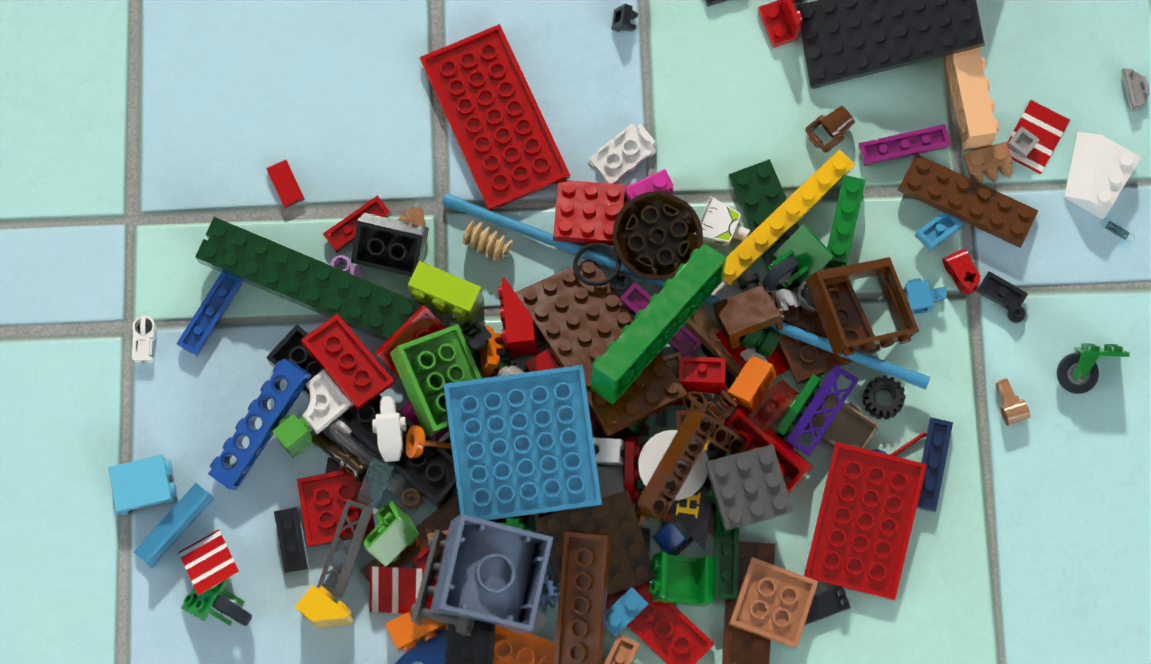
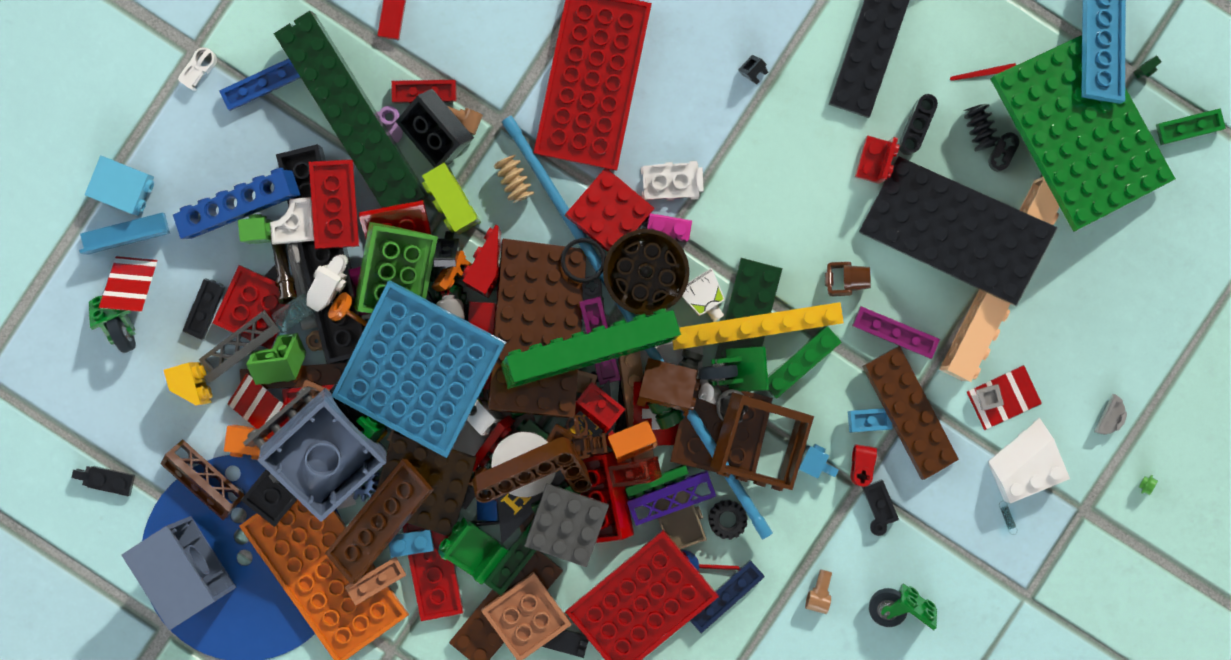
camera: 35 degrees right, 15 degrees up
(988, 161) = (951, 391): medium nougat plate -> none

